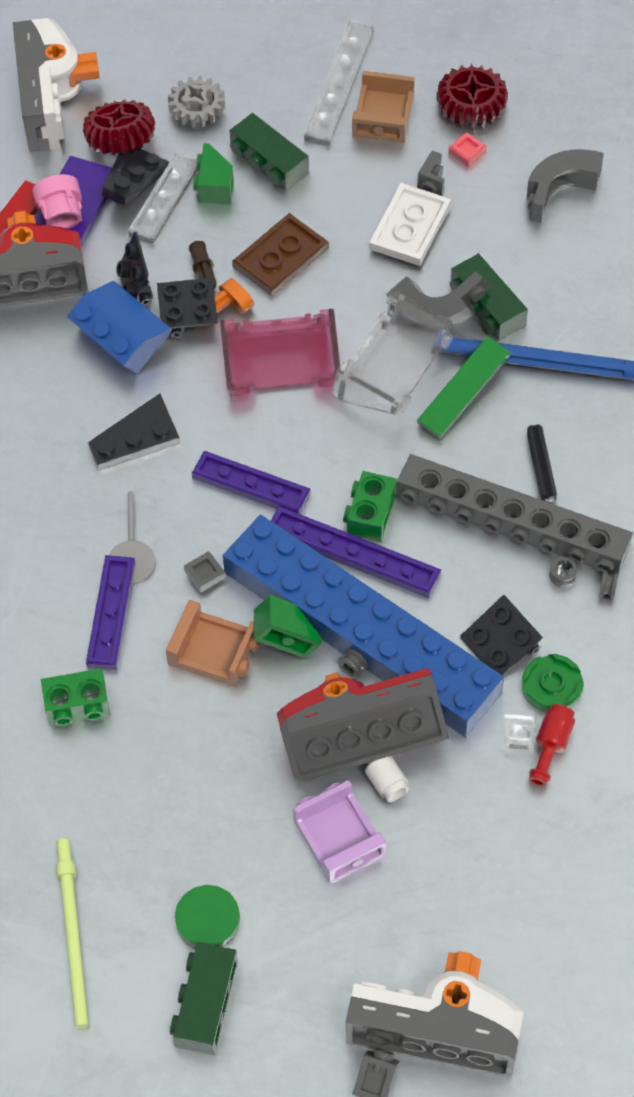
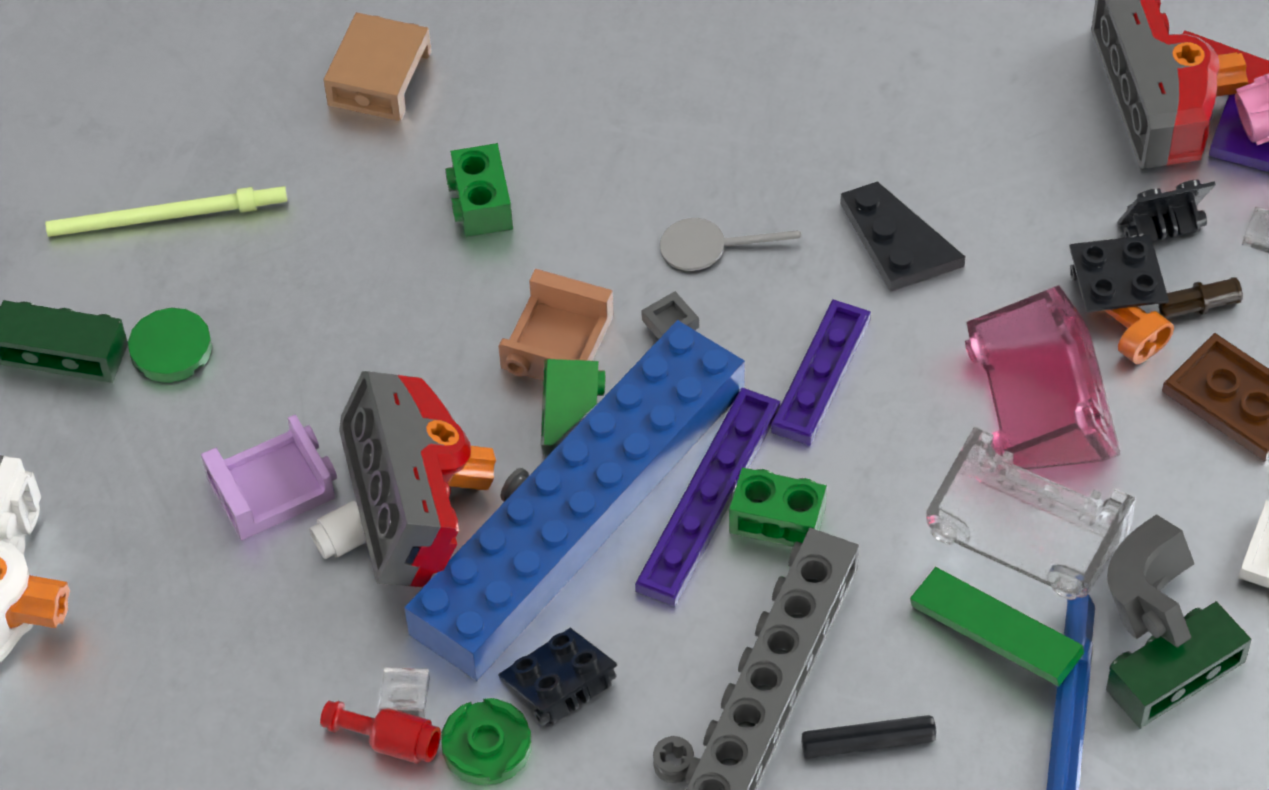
camera: 90 degrees right, 5 degrees down
(110, 612) = (612, 224): dark purple tile -> none
(120, 325) = (1066, 194): blue slope -> none

